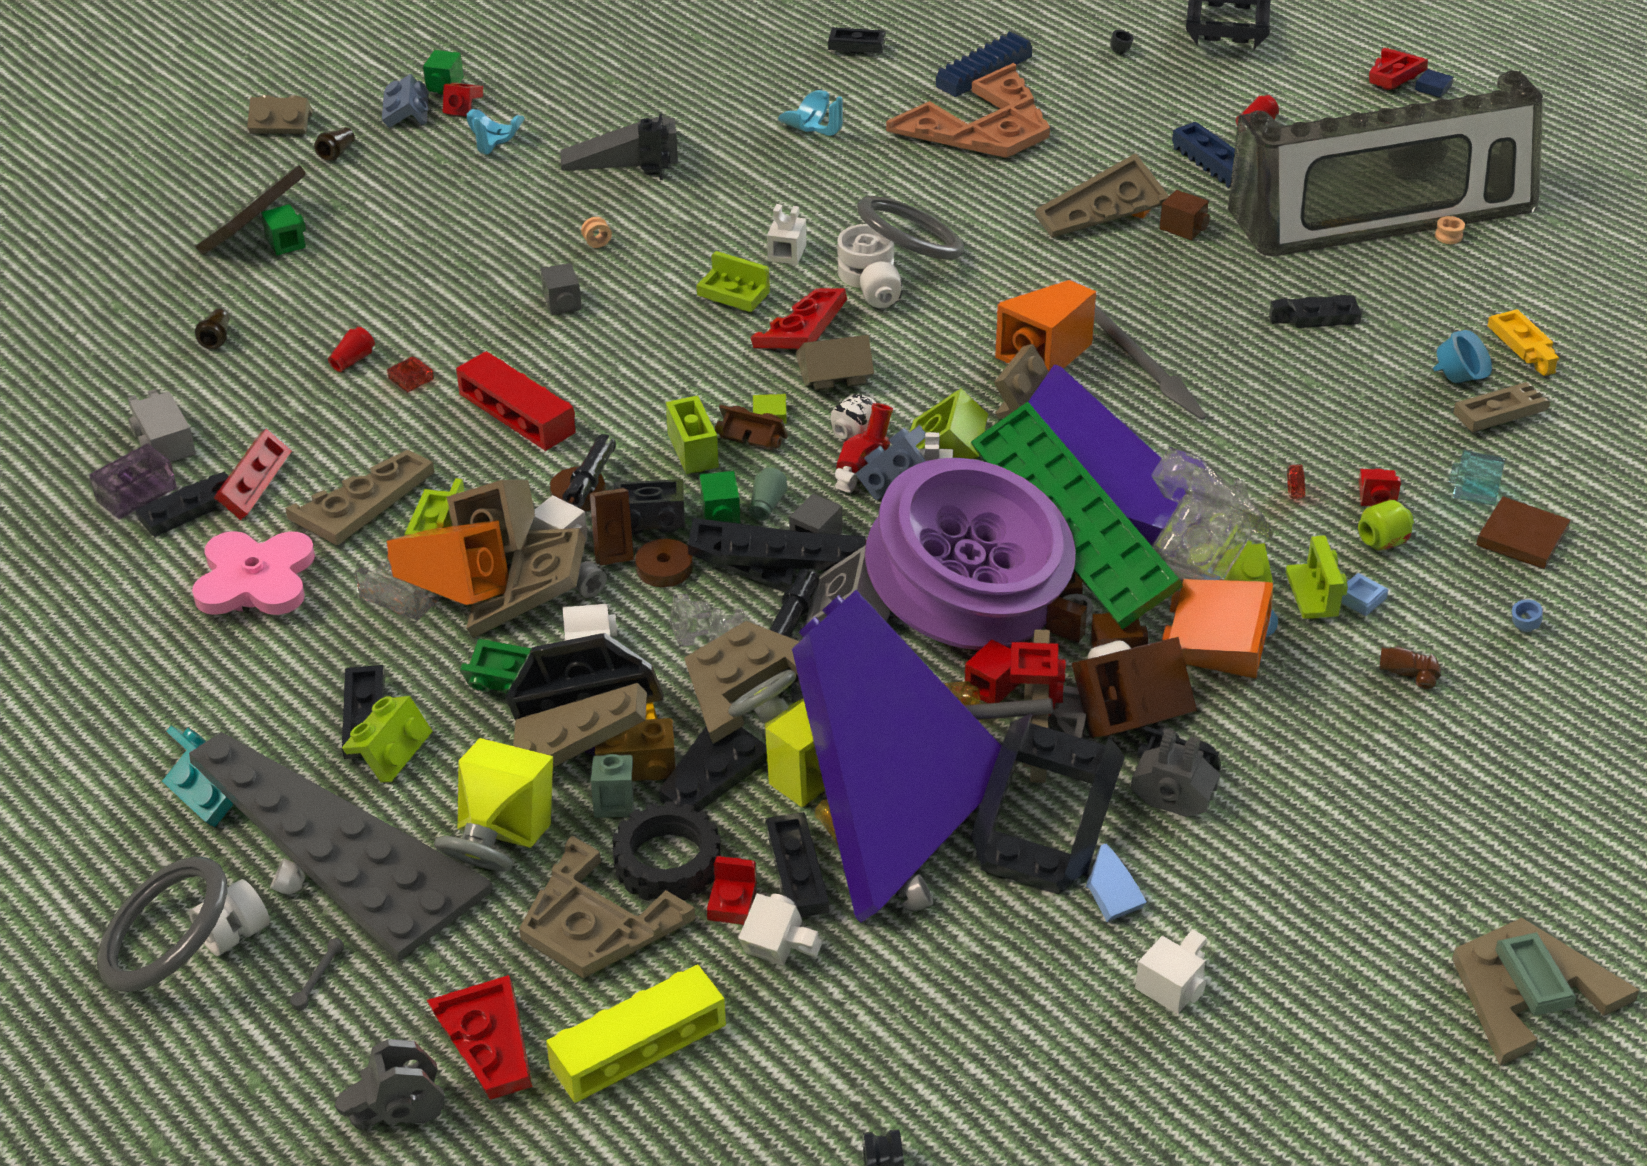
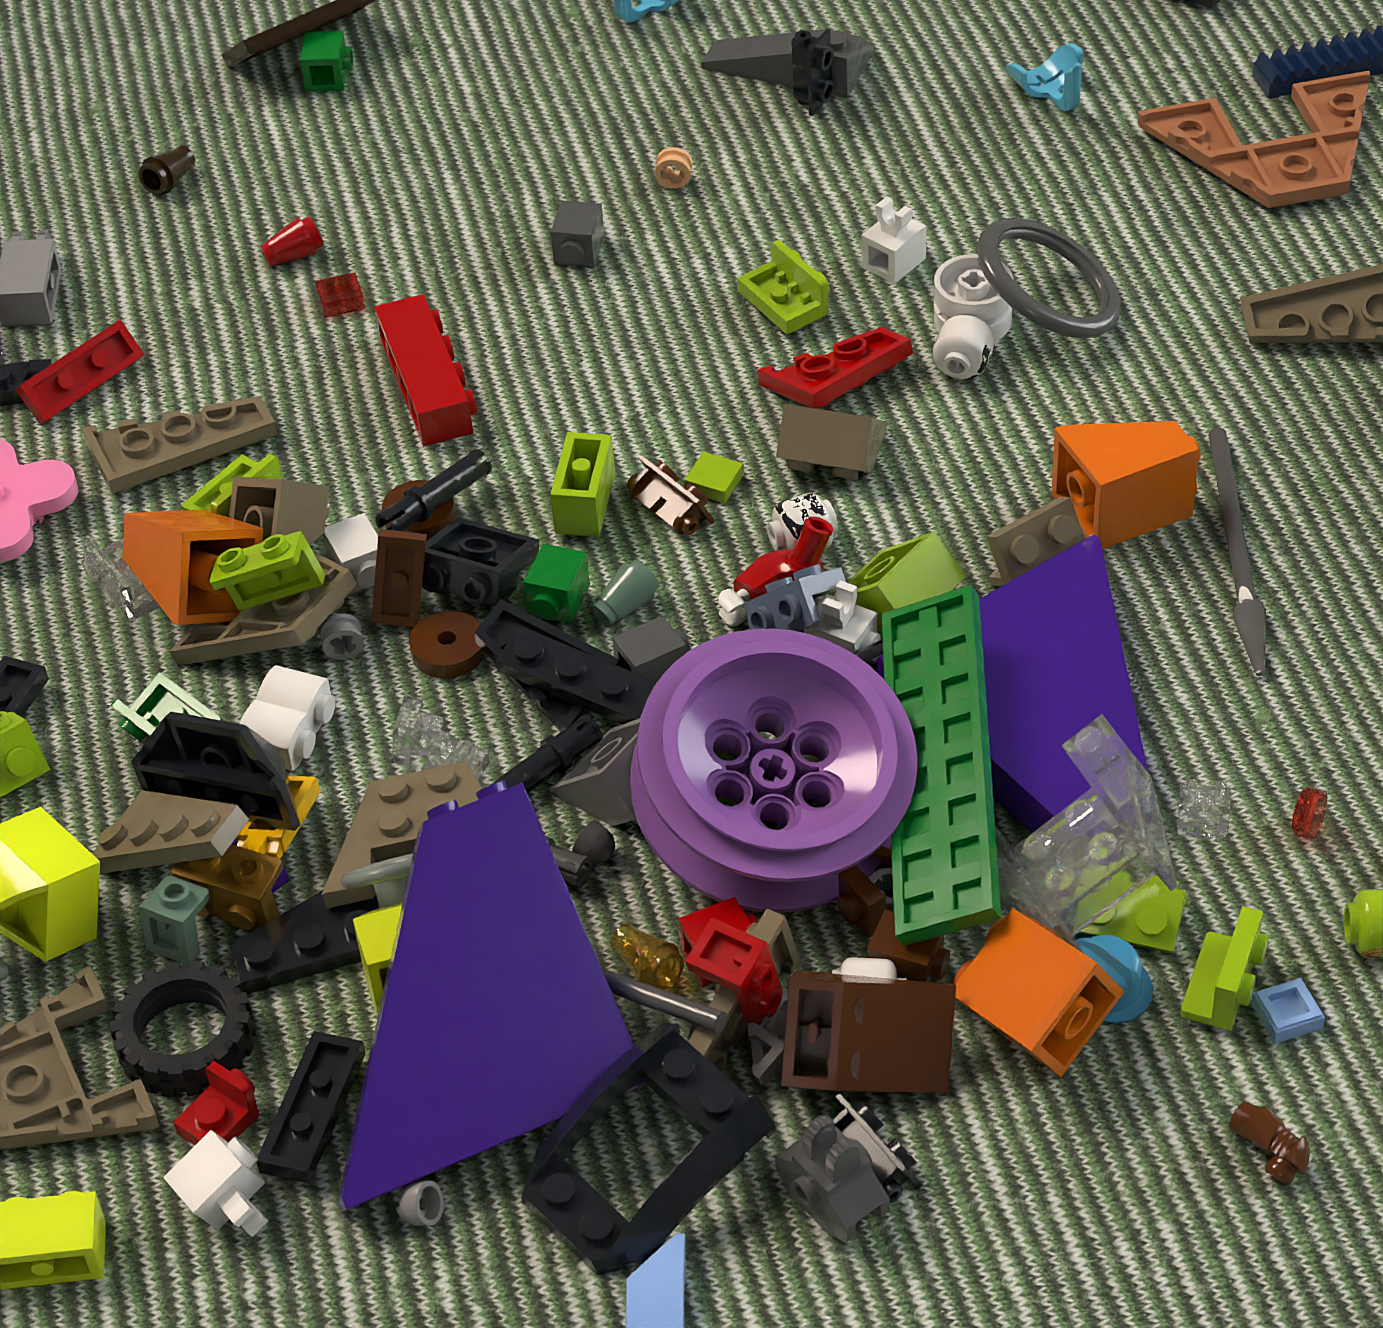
camera: 30 degrees right, 5 degrees up
(522, 545) = (267, 570): none -> lime bracket

